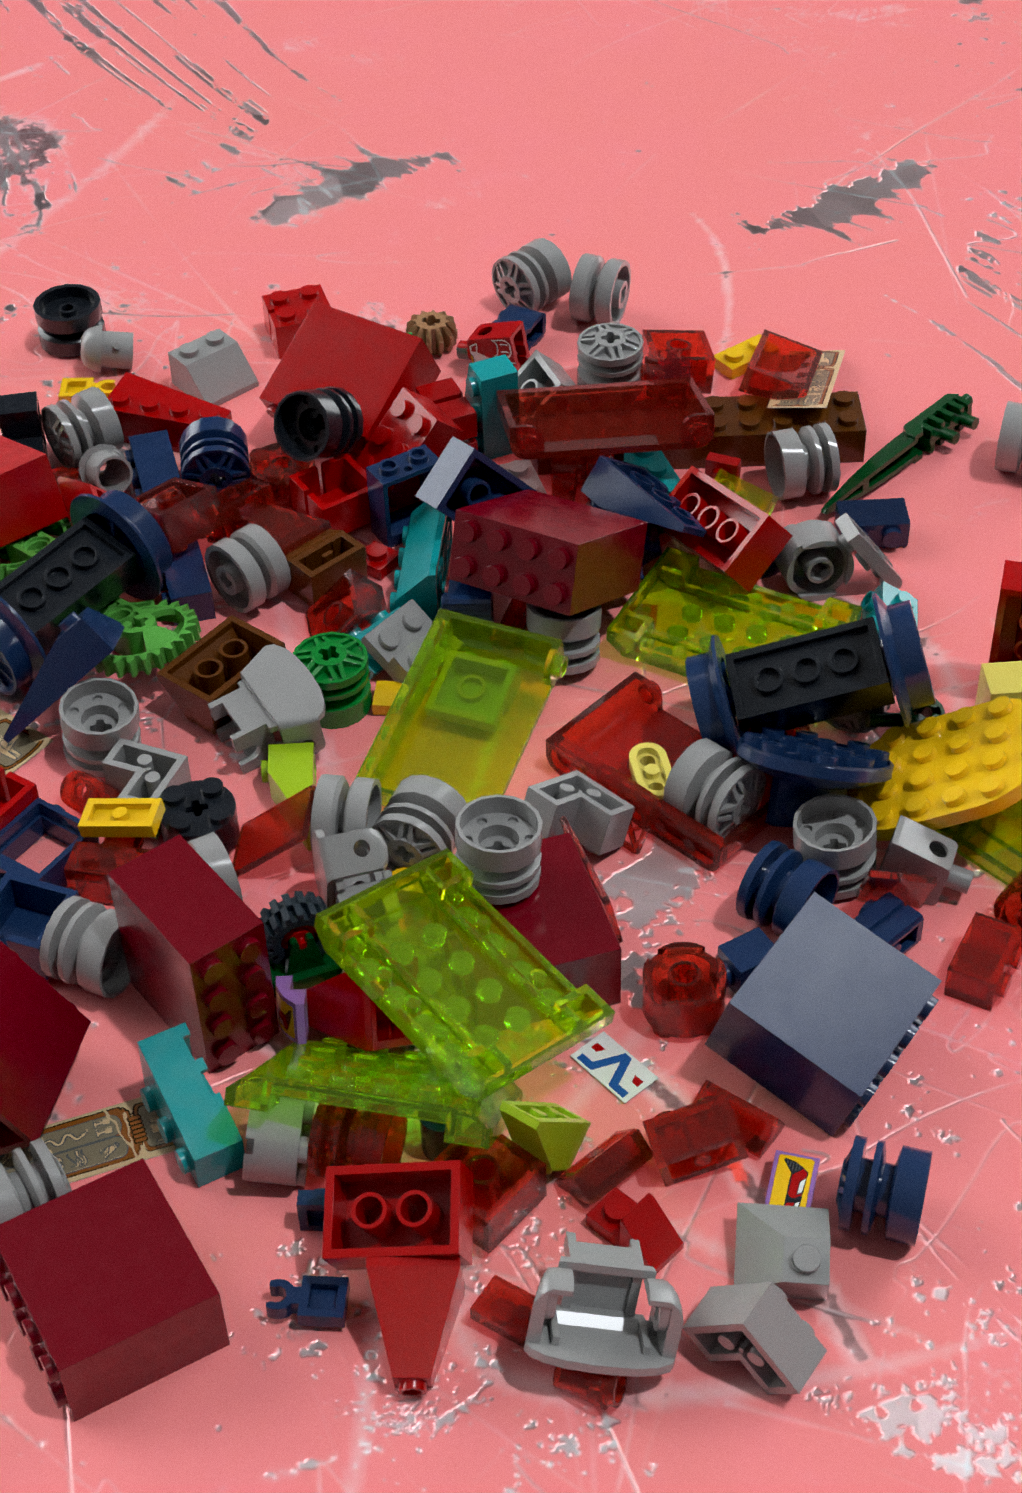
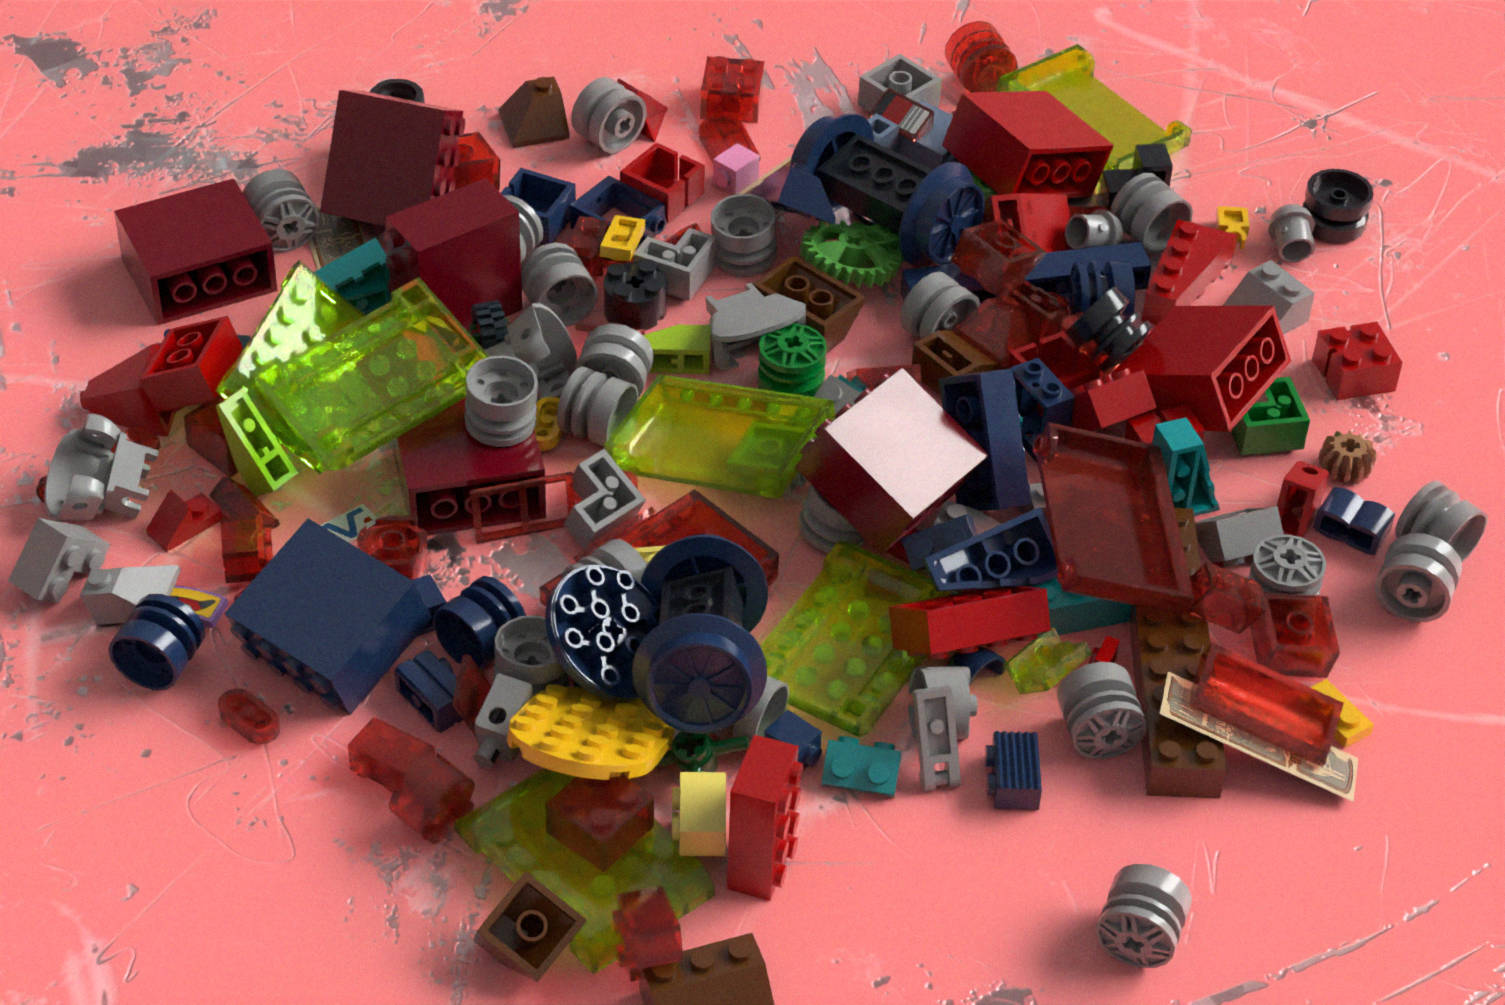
camera: 90 degrees right, 0 degrees up
(918, 435) = (1178, 838): dark green piece -> none
(950, 1104) = (254, 721): none -> clear red plate

